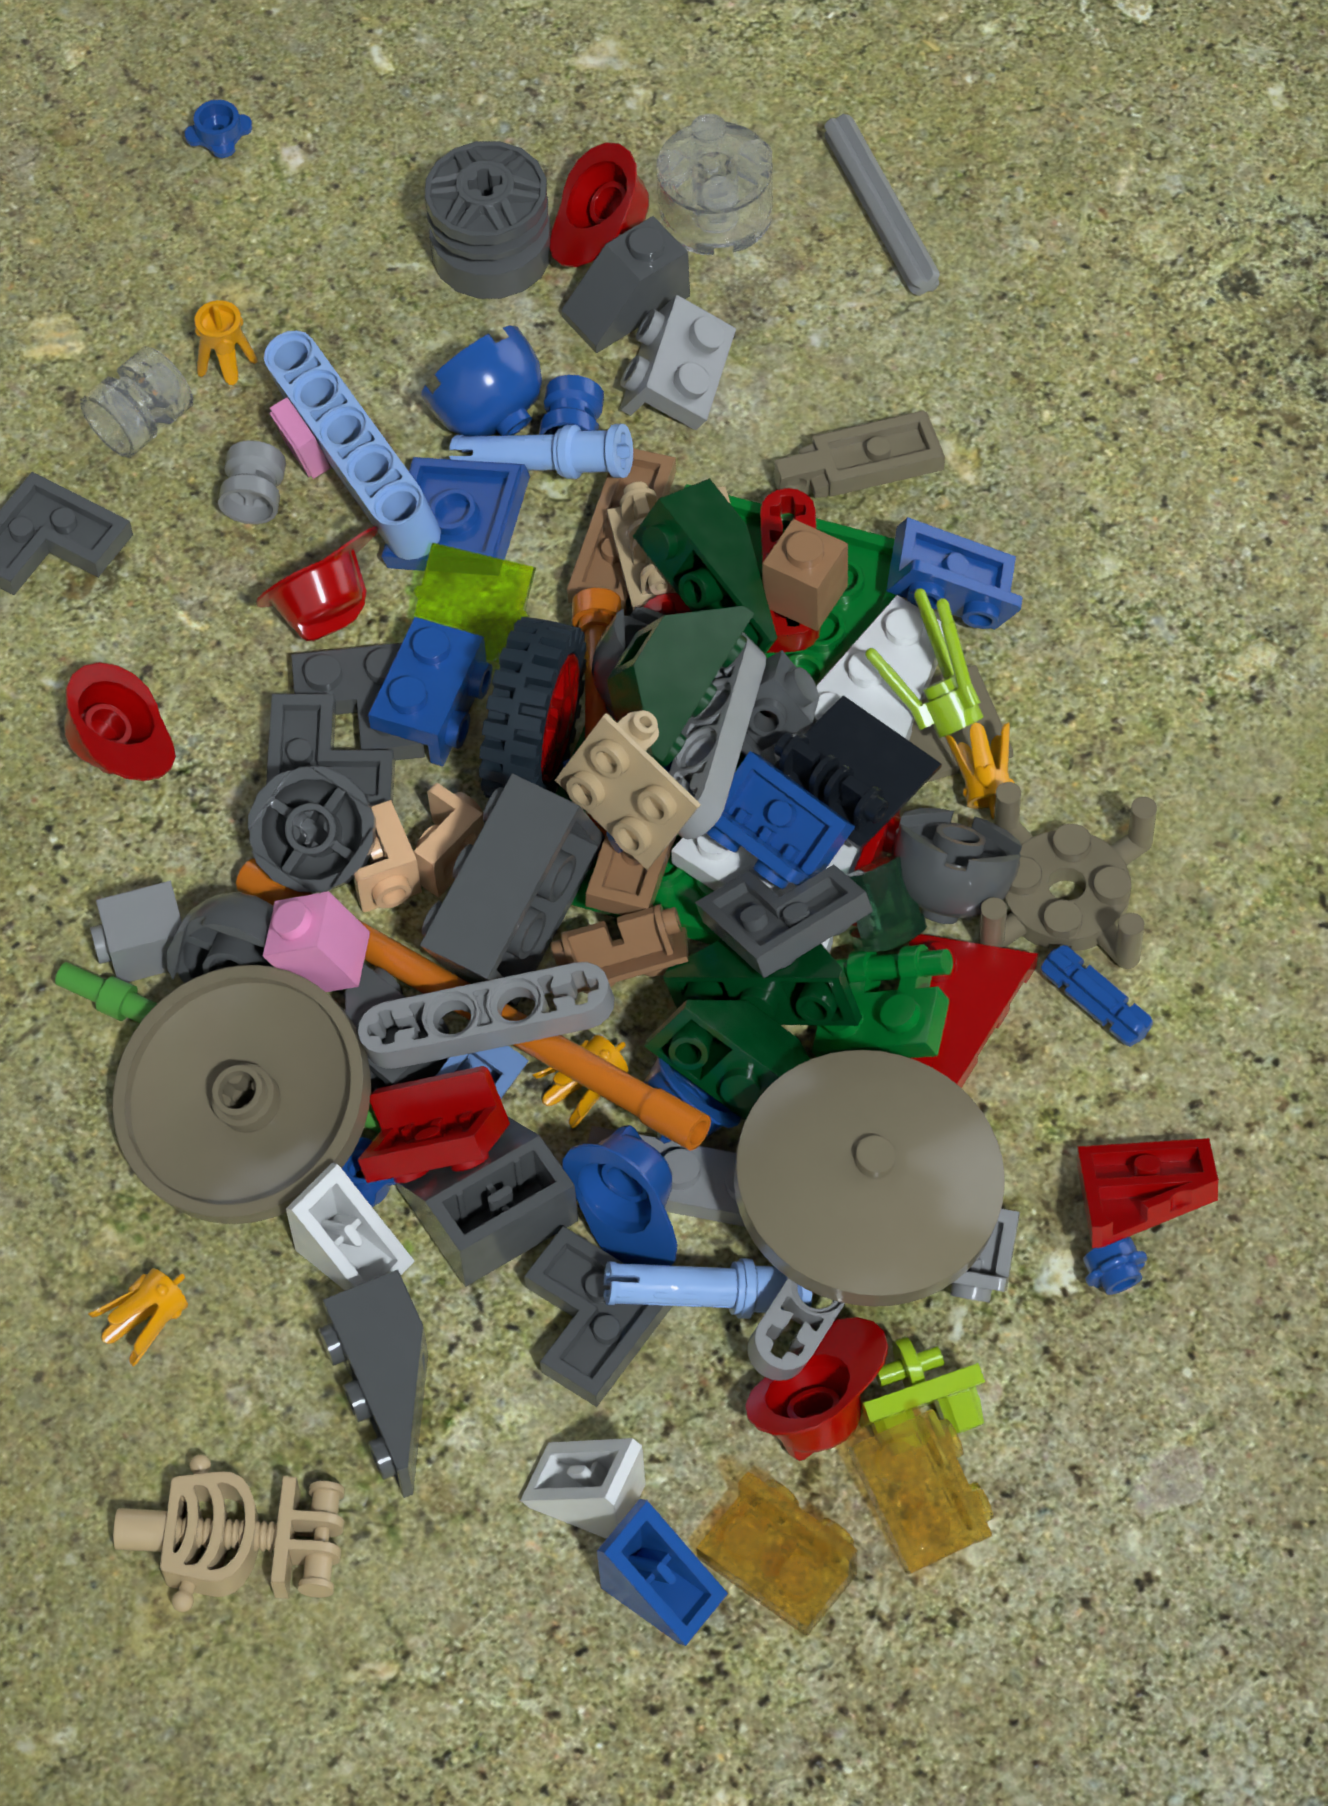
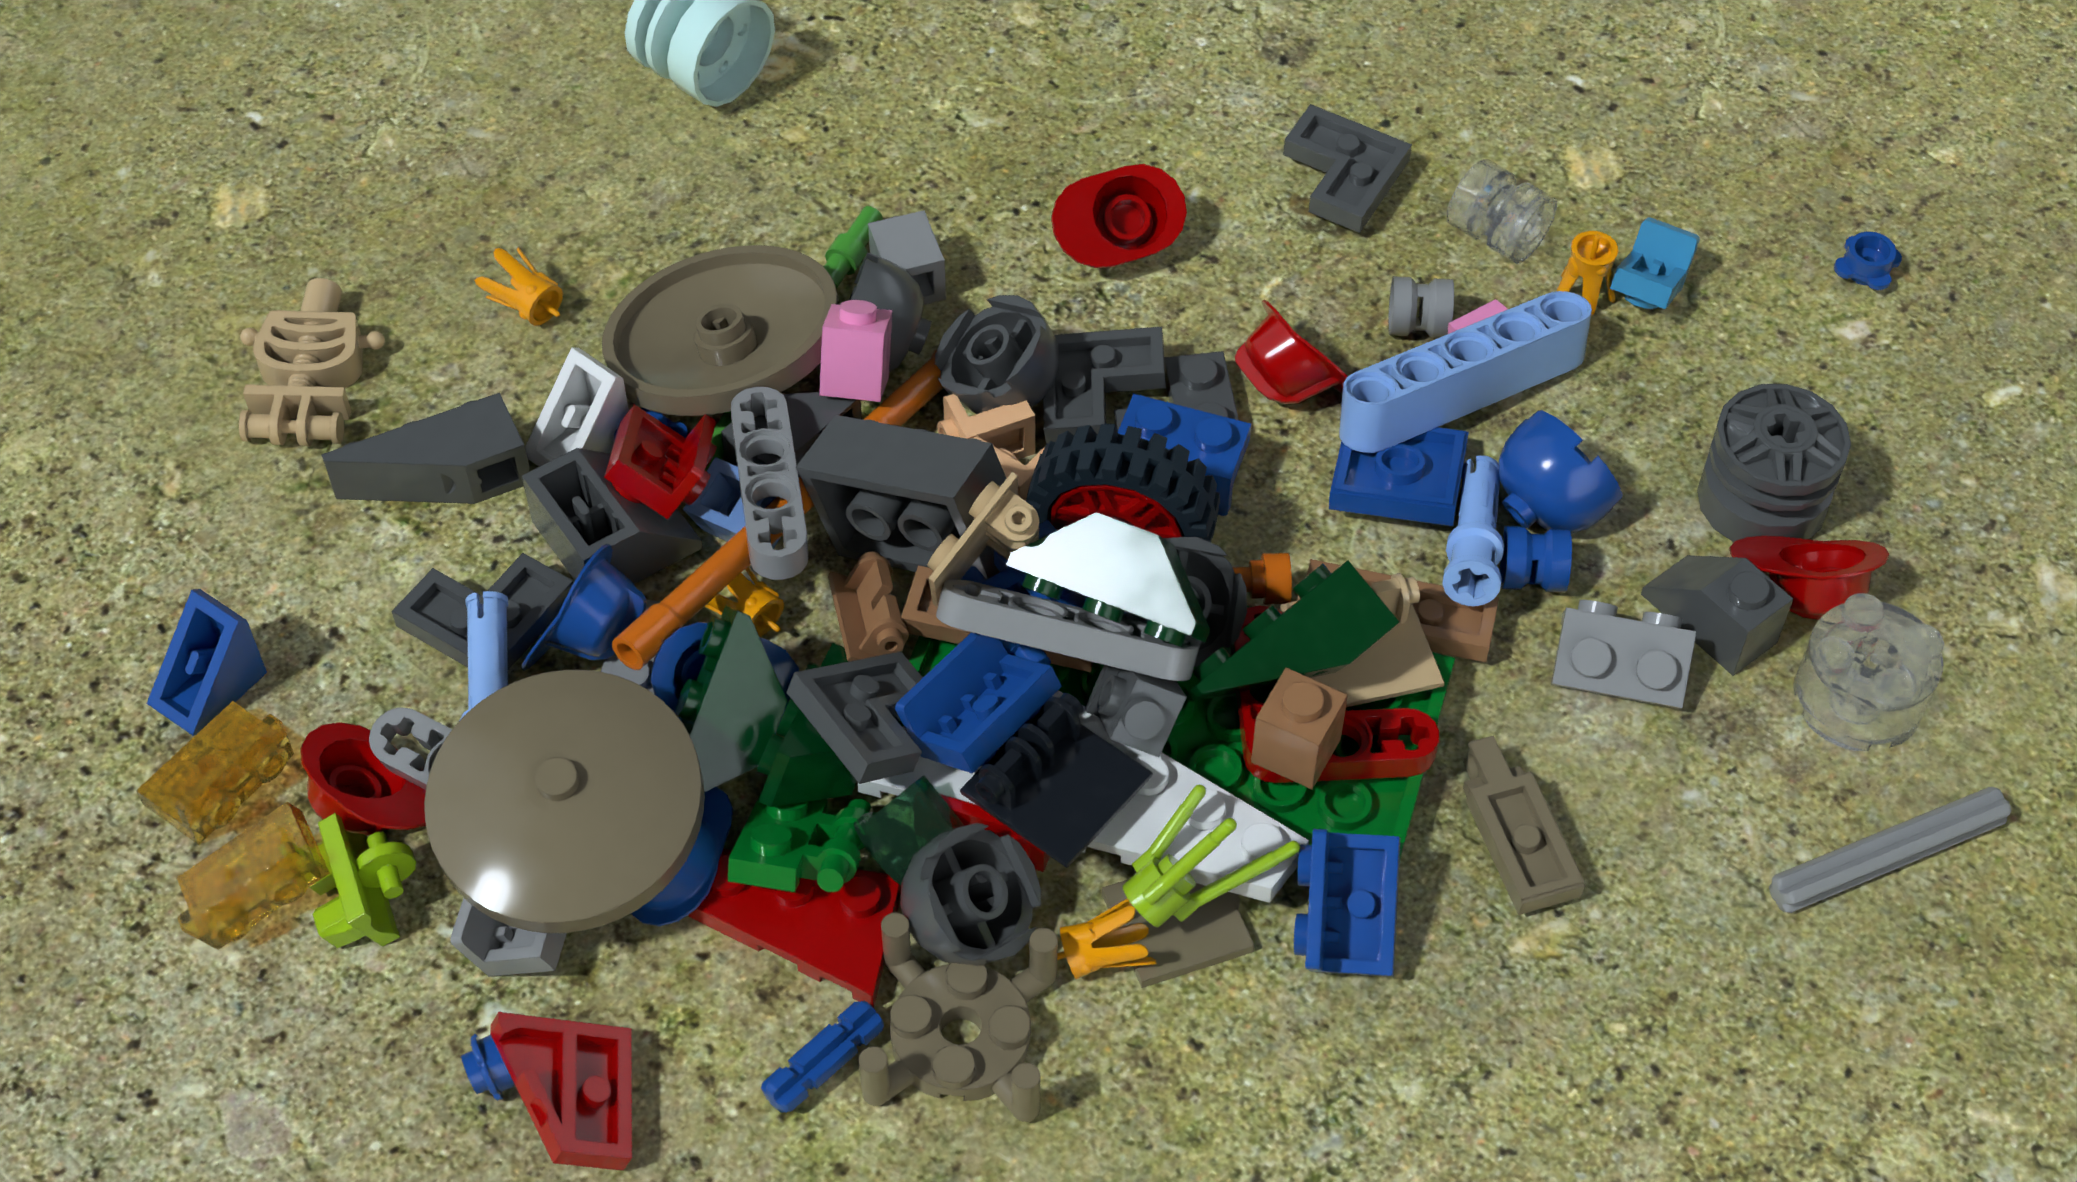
camera: 85 degrees right, 5 degrees down
(205, 279) = (1656, 265): none -> dark azure bracket
(474, 594) = (1289, 485): clear neon green piece -> none
(588, 1483) = (303, 617): white slope -> none

